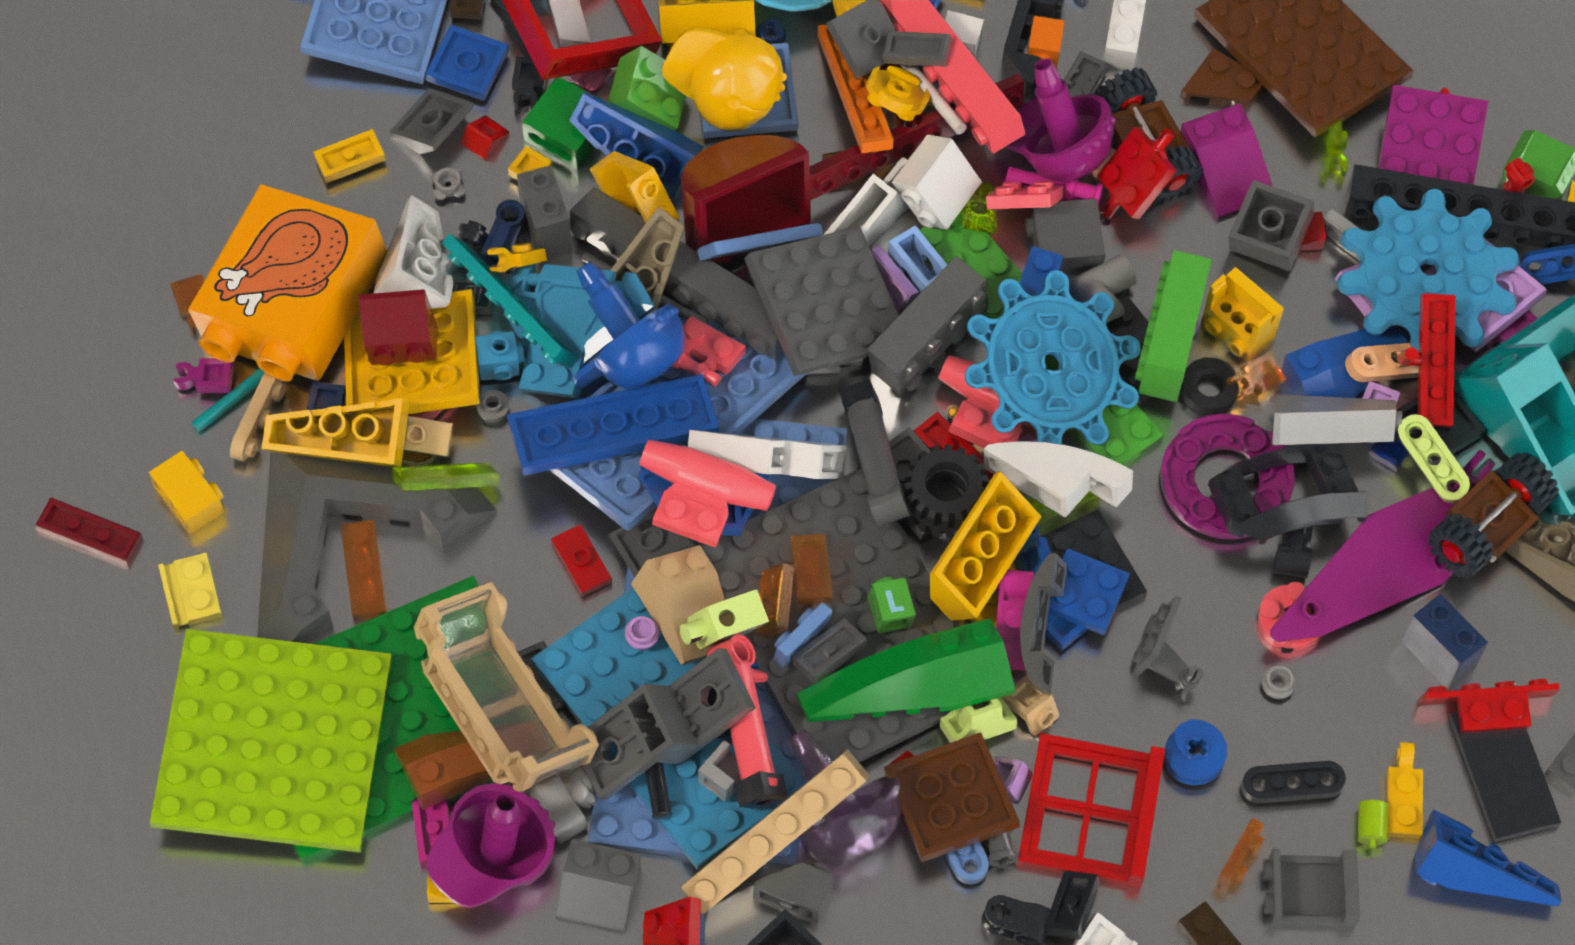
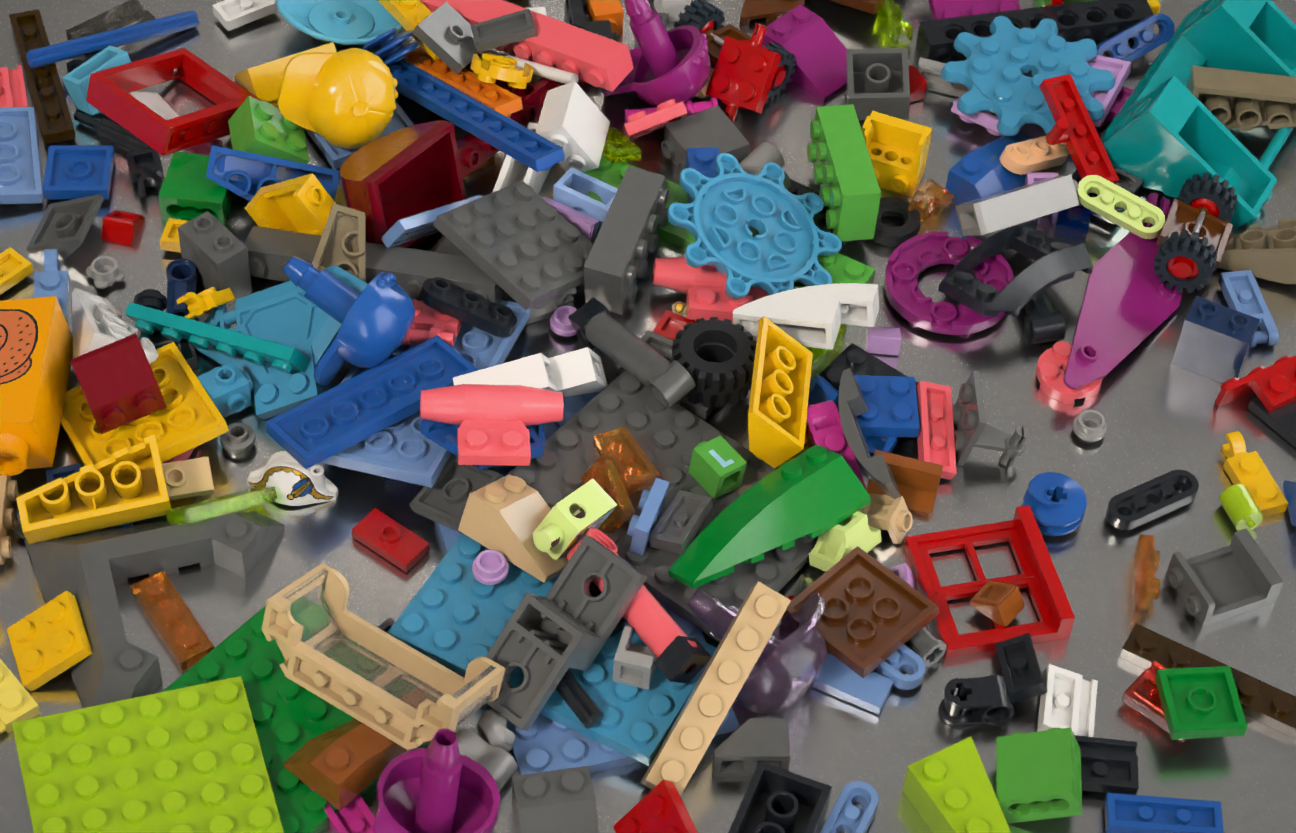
camera: 25 degrees left, 15 degrees down
(251, 555) = (49, 641): none -> yellow plate
(392, 190) = (53, 281): none -> medium blue plate
(506, 463) = (293, 482): none -> white hat
(751, 364) = (468, 307): none -> black plate
(810, 23) = (391, 46): none -> blue piece
(837, 132) = (475, 117): none -> blue plate
(837, 382) = (560, 322): none -> lavender plate
(927, 874) = (847, 685): none -> medium blue tile
(1073, 681) = (915, 481): none -> dark orange panel
(1088, 832) = (998, 601): none -> dark orange slope
(1124, 634) = (936, 424): none -> coral plate
(1132, 515) = (883, 340): none -> lavender slope
(1509, 610) = (1245, 296): none -> medium blue plate

